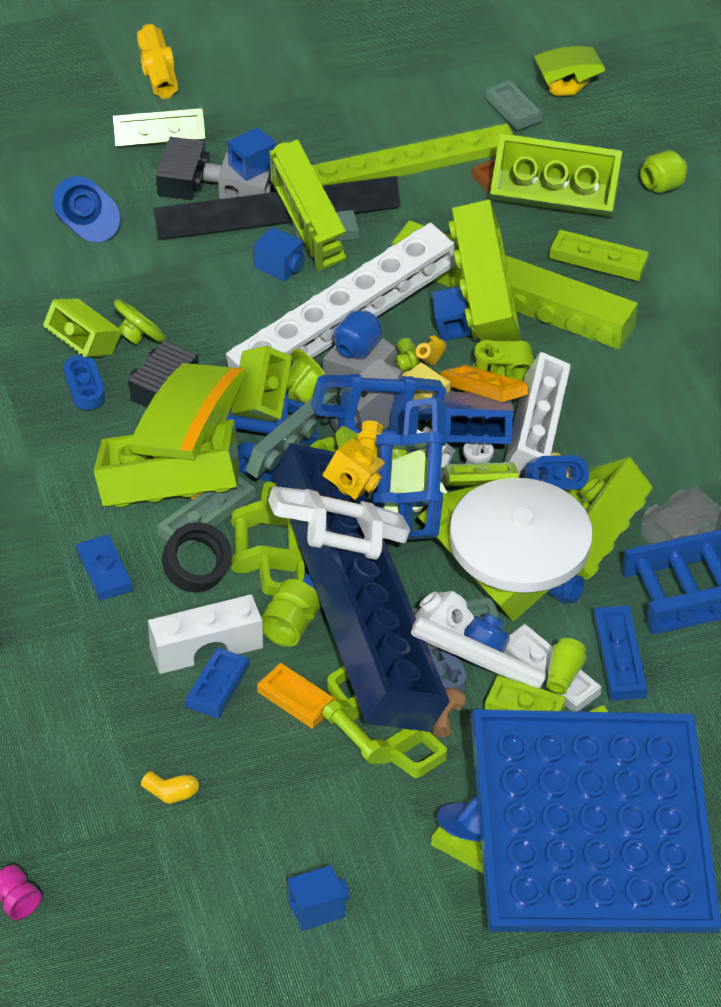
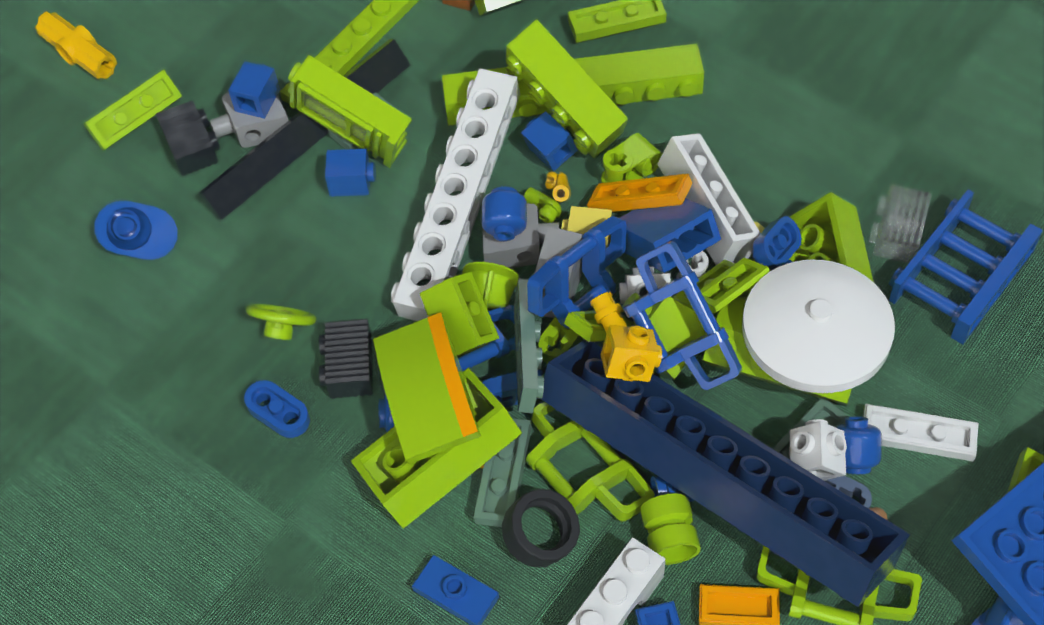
camera: 30 degrees left, 10 degrees up
(82, 328) = (233, 355): lime brick -> none
(311, 507) = (647, 424): white bar -> none
(477, 652) = (874, 465): white axle -> none
(514, 695) = (936, 482): lime plate -> none
(565, 664) = (944, 424): lime cone -> none
(620, 653) = (964, 380): blue plate -> none

